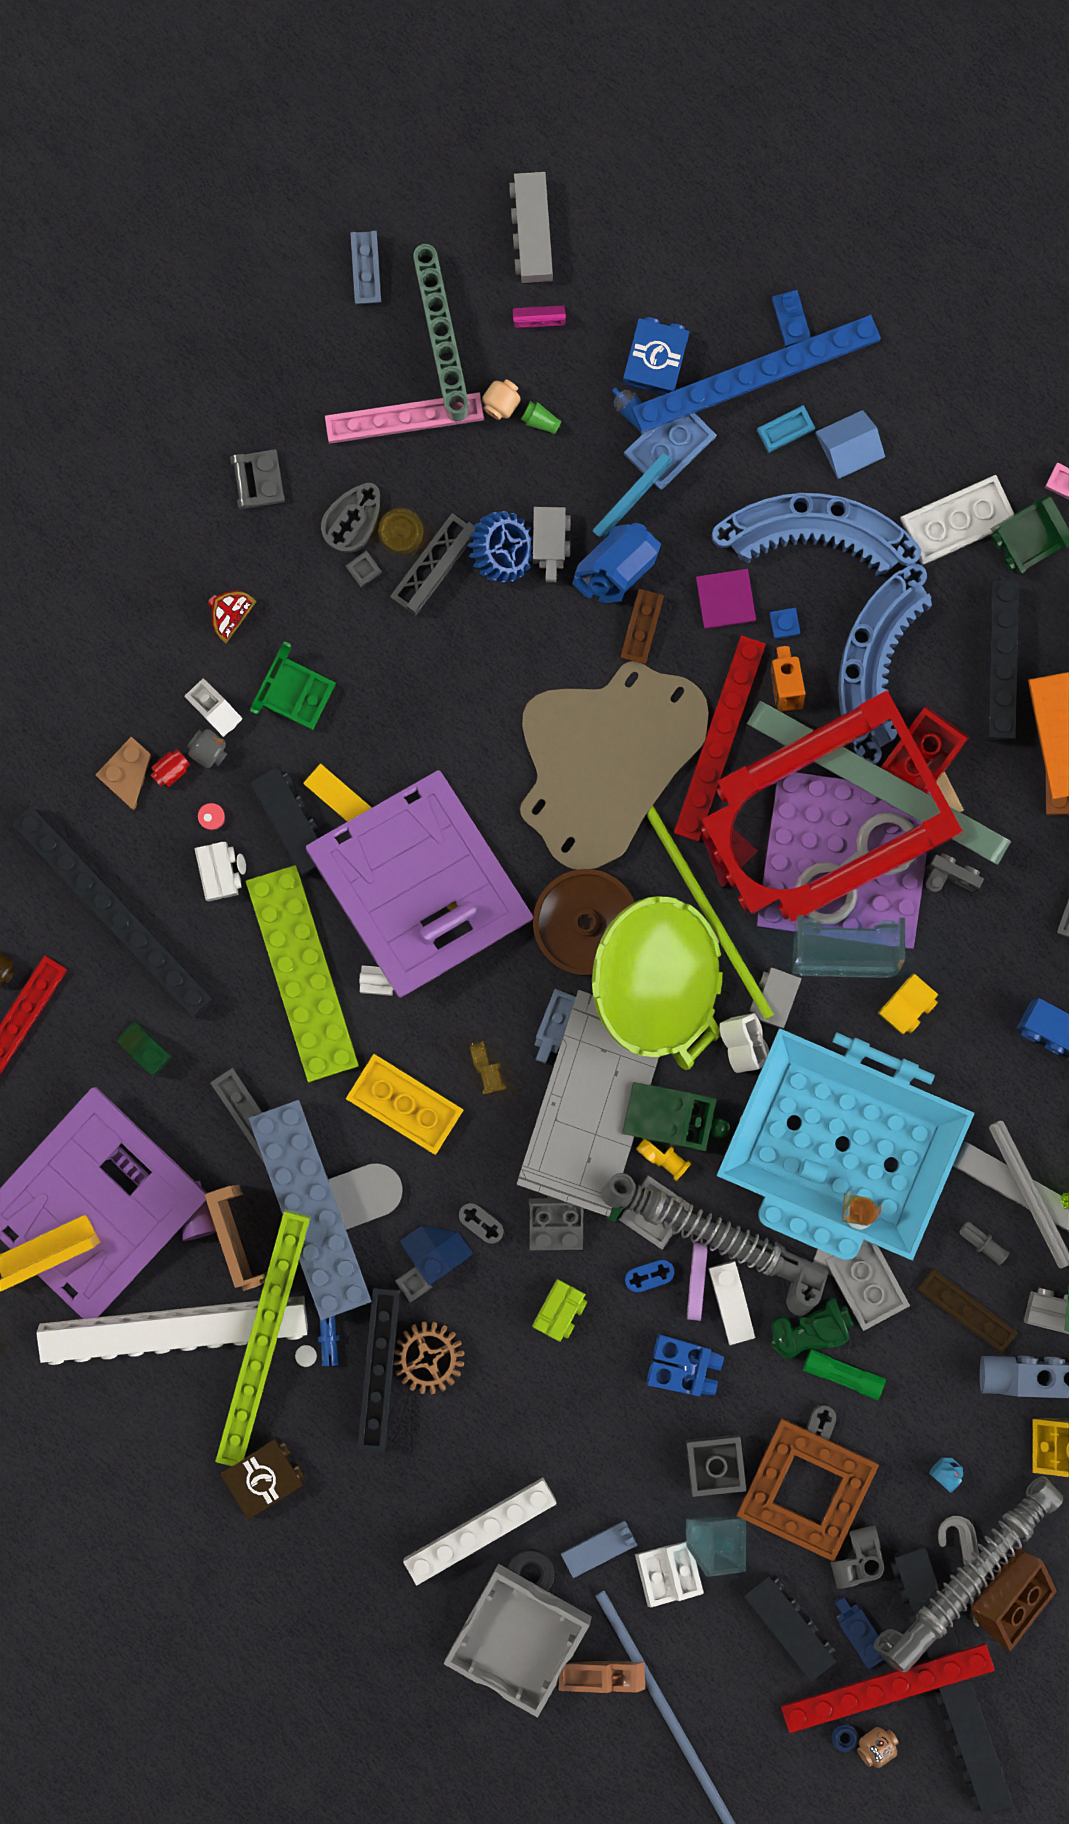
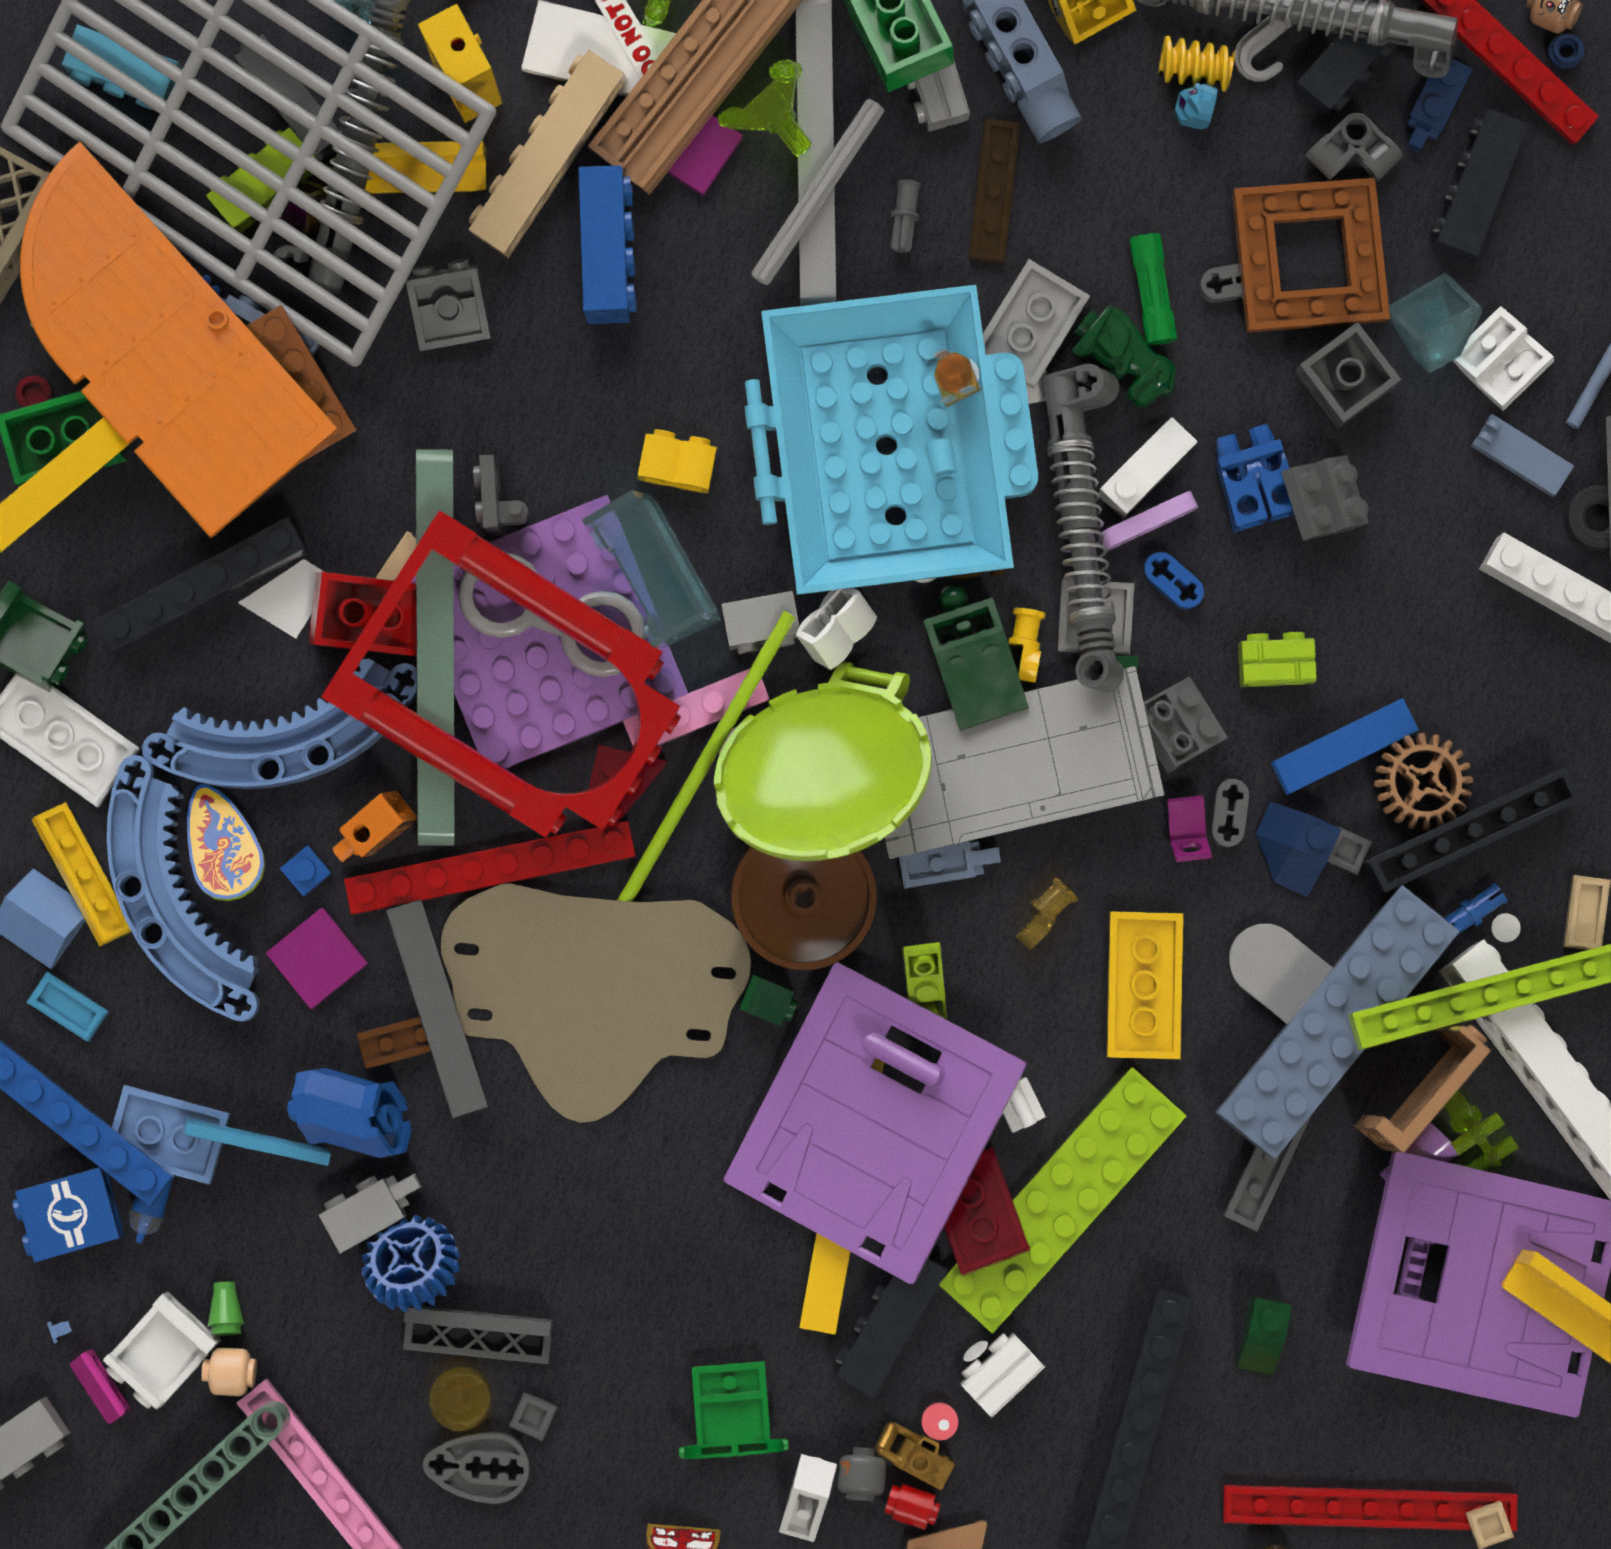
camera: 120 degrees left, 0 degrees up
(198, 788) = (913, 1456): none -> pearl gold piece
(201, 1255) = (1466, 1118): none -> clear neon green axle
(284, 1412) = (1586, 912): none -> tan tile
(318, 916) = (985, 1221): none -> dark red tile
(480, 1321) = (1344, 746): none -> blue slope
(487, 1190) = (1188, 828): none -> magenta bracket
(490, 968) = (925, 977): none -> lime slope
(533, 861) = (769, 1001): none -> dark green slope
(538, 365) = (161, 1352): none -> white panel
(588, 312) = (59, 1329): none -> medium blue piece
(645, 1403) = (1325, 497): none -> dark grey plate
(650, 653) = (436, 1009): none -> dark grey tile
(742, 931) = (704, 706): none -> bright pink plate
(830, 579) = (222, 846): none -> shield
(864, 484) = (82, 873): none -> yellow tile
(964, 709) = (286, 598): none -> white sticker
(974, 1490) = (1196, 63): none -> yellow piece

